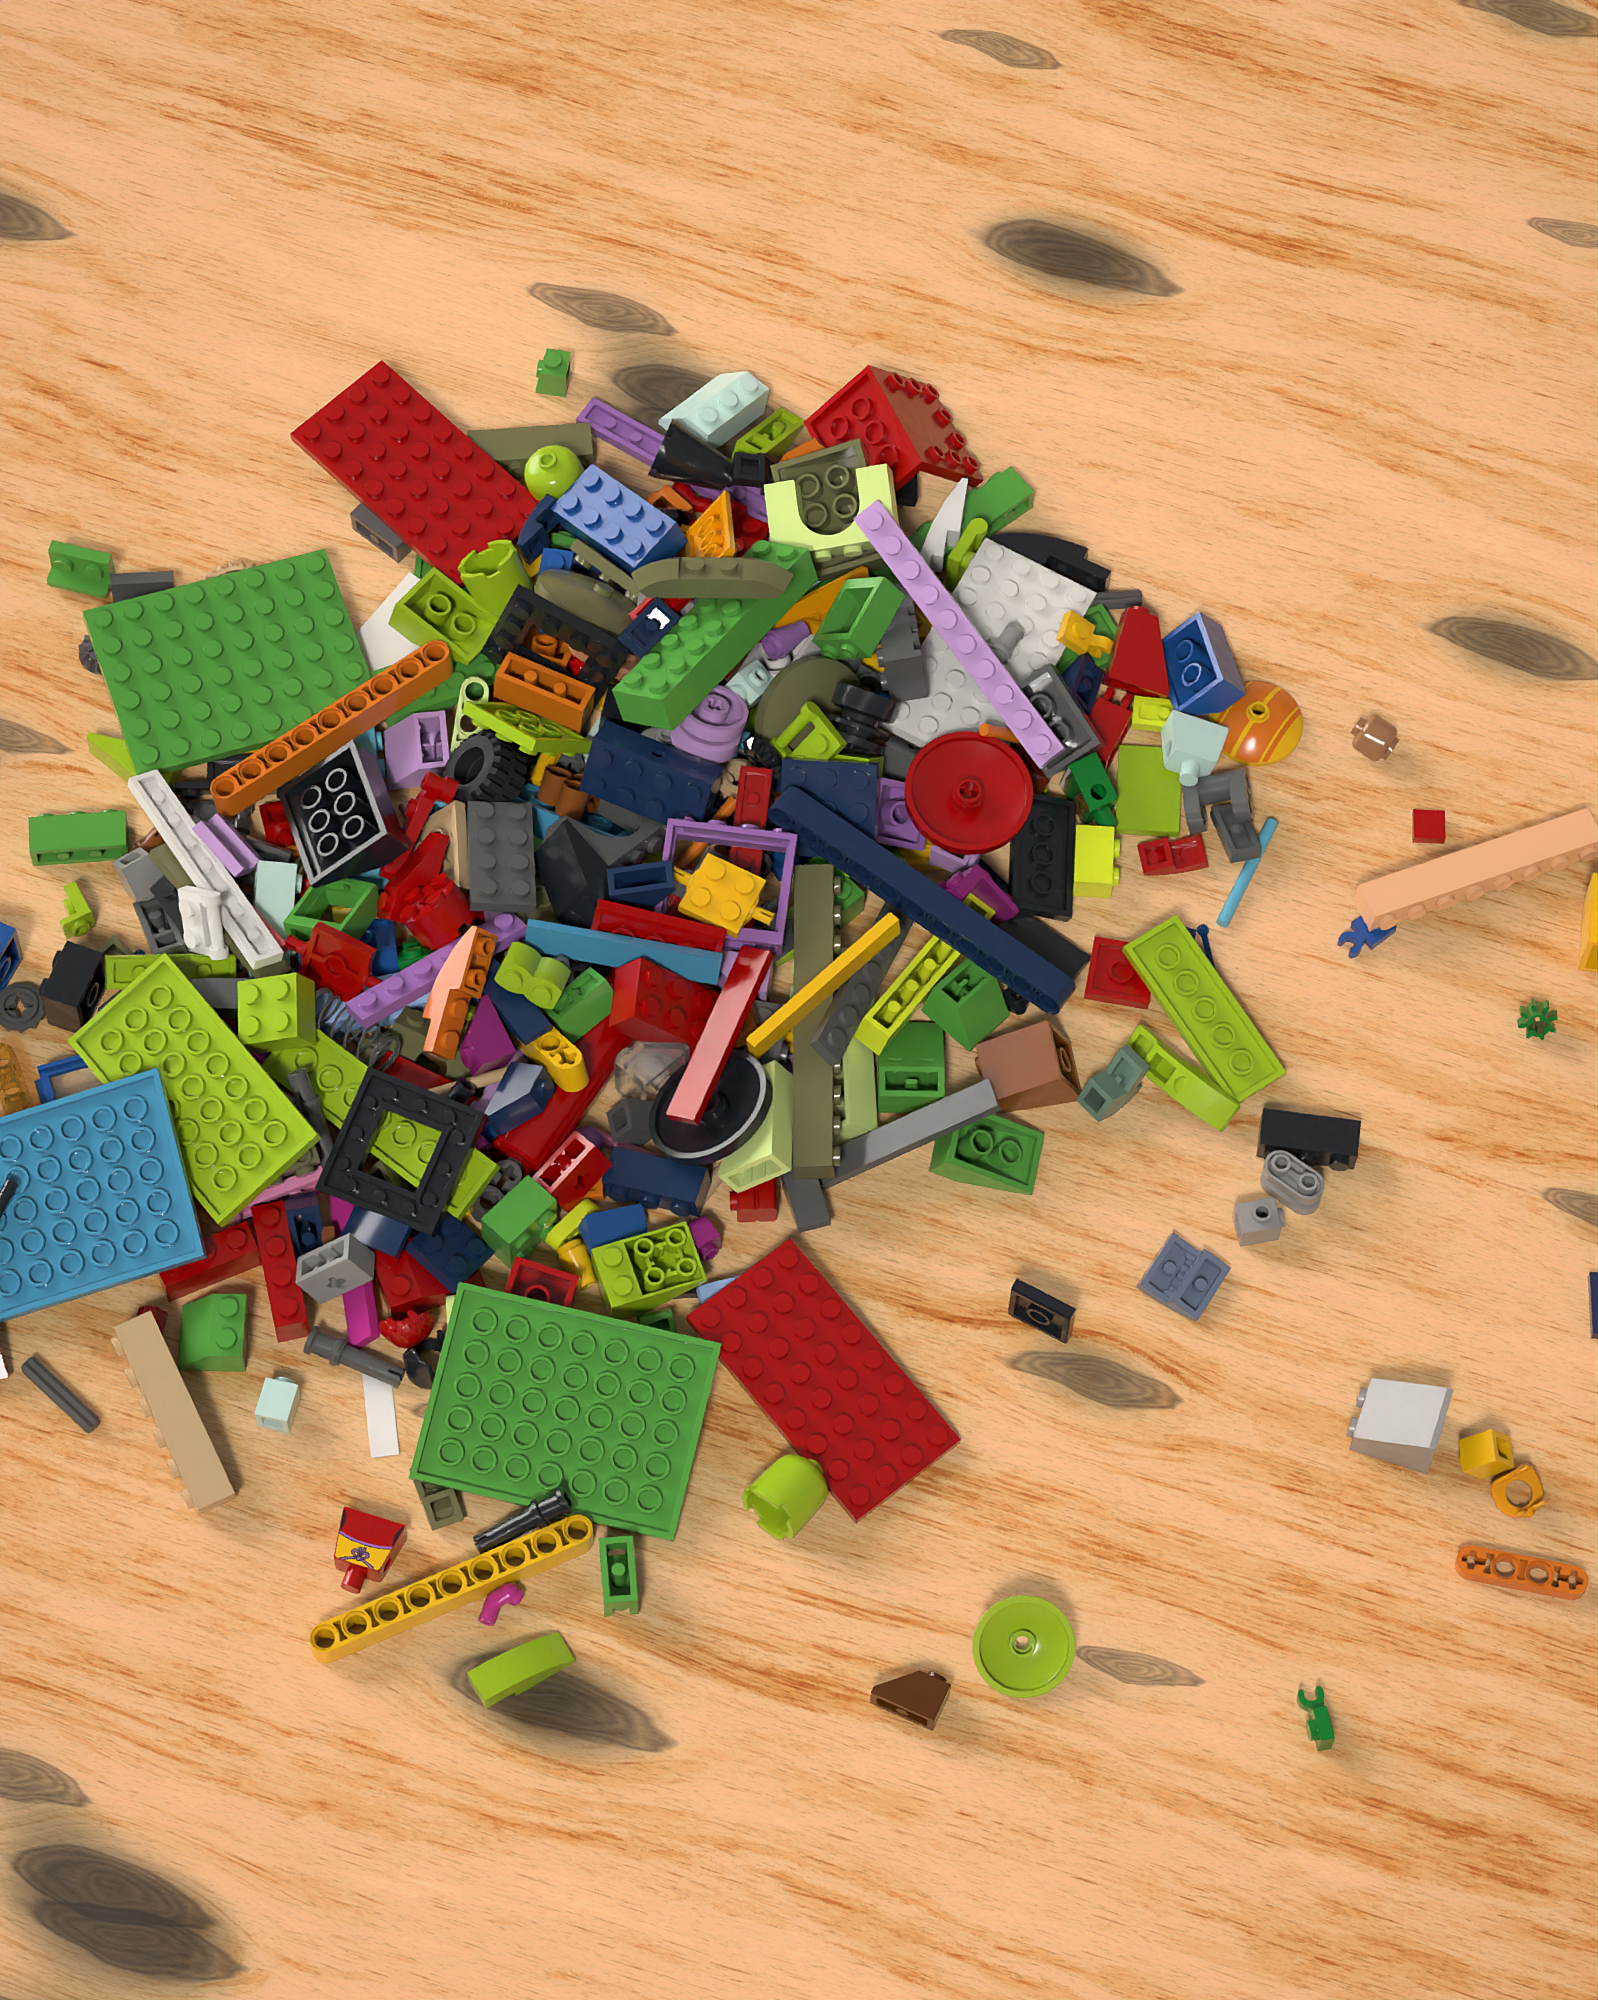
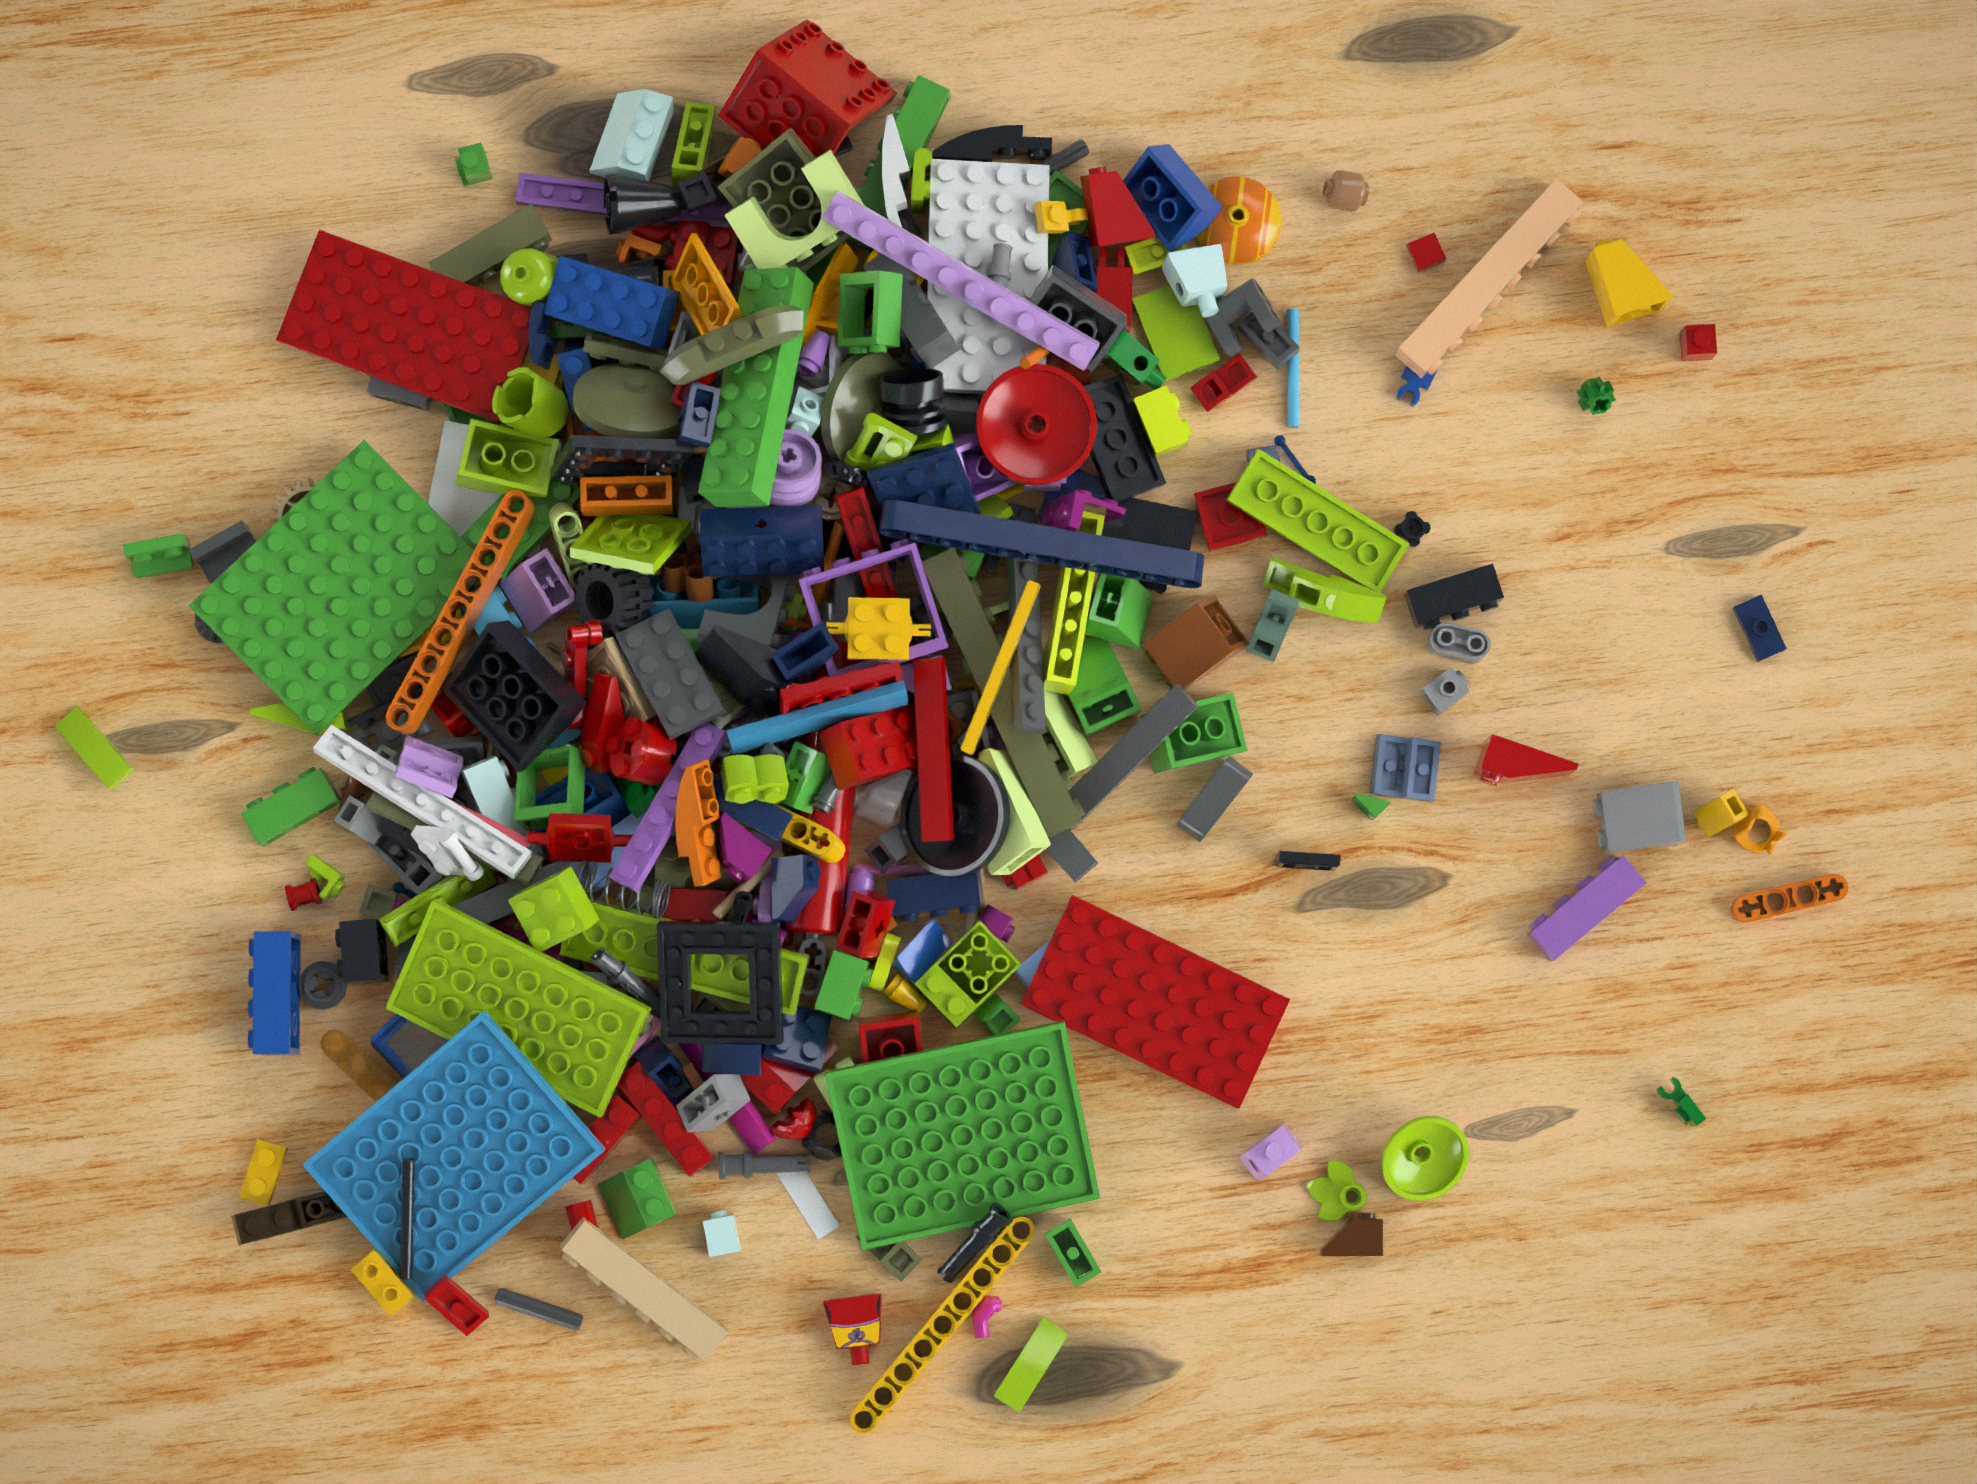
camera: 20 degrees left, 20 degrees up
(45, 918) = (303, 894): none -> red bush
(594, 1032) = (827, 795): none -> dark grey pin
(787, 1495) = (1176, 1117): lime cylinder -> none
(867, 911) = (991, 564): none -> black tile
(869, 1571) = (1271, 1152): none -> lavender torso
(915, 1643) = (1332, 1191): none -> lime plate
(977, 1220) = (1214, 798): none -> dark grey beam
(1132, 1294) = (1370, 805): none -> bright green slope
(1300, 1055) = (1421, 528): none -> black plate
(1301, 1316) = (1513, 762): none -> red slope
(1305, 1485) = (1586, 908): none -> medium lavender brick

